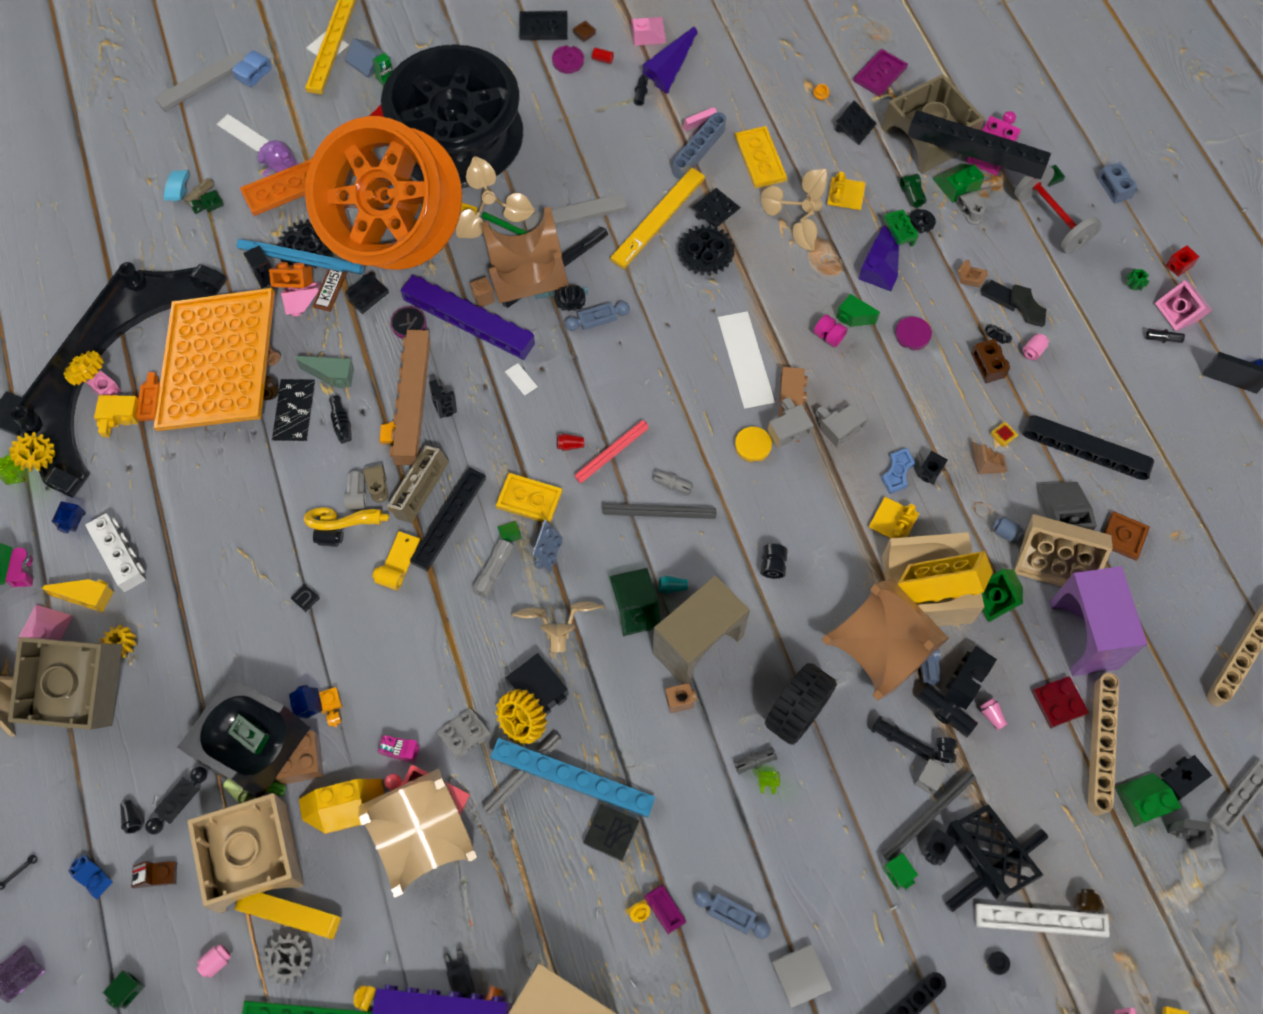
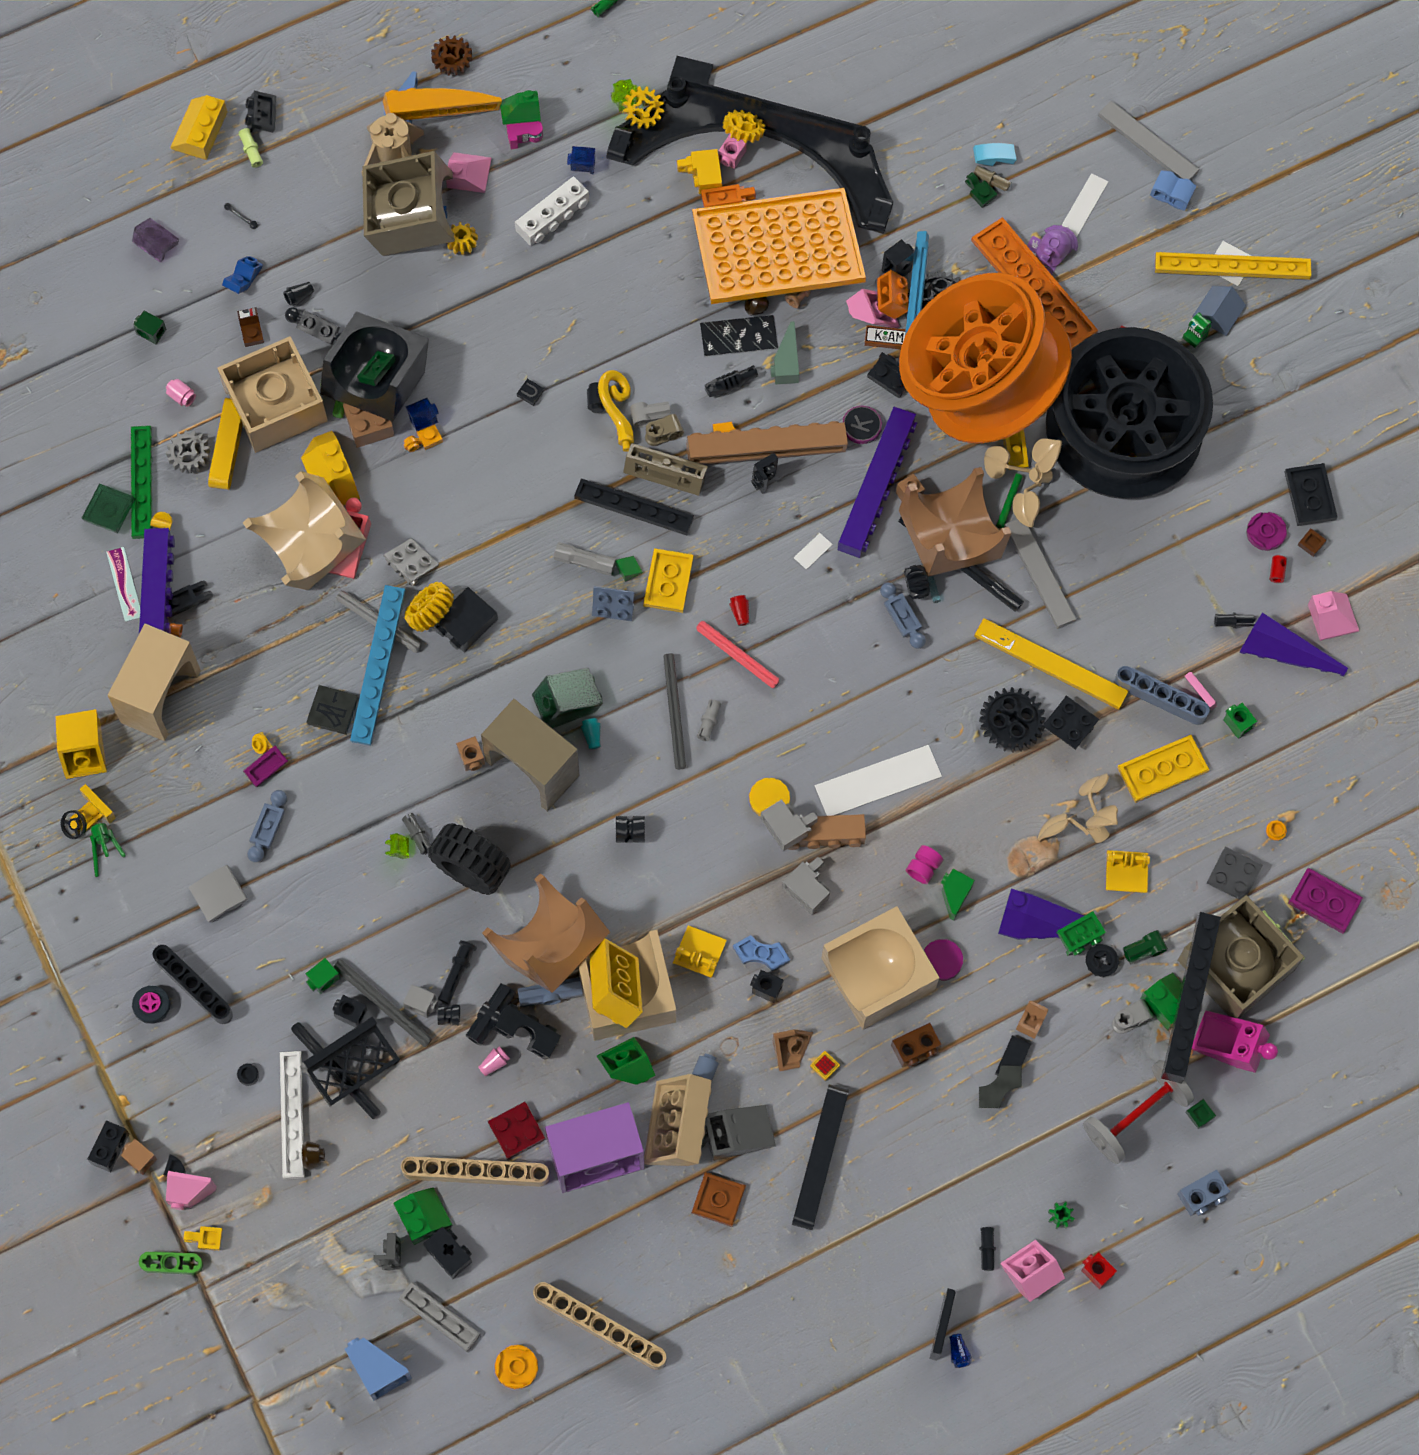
camera: 80 degrees right, 5 degrees up
(85, 593) = (505, 198): yellow slope -> none
(397, 562) = (566, 466): yellow door -> none
(399, 748) = (388, 507): dark pink leg -> none
(557, 632) = (516, 629): tan plant -> none
(728, 98) = (1236, 727): none -> green brick
(926, 372) = (880, 967): none -> tan piece
(998, 333) = (946, 1051): black gear -> none
(1035, 347) = (943, 1096): bright pink brick -> none

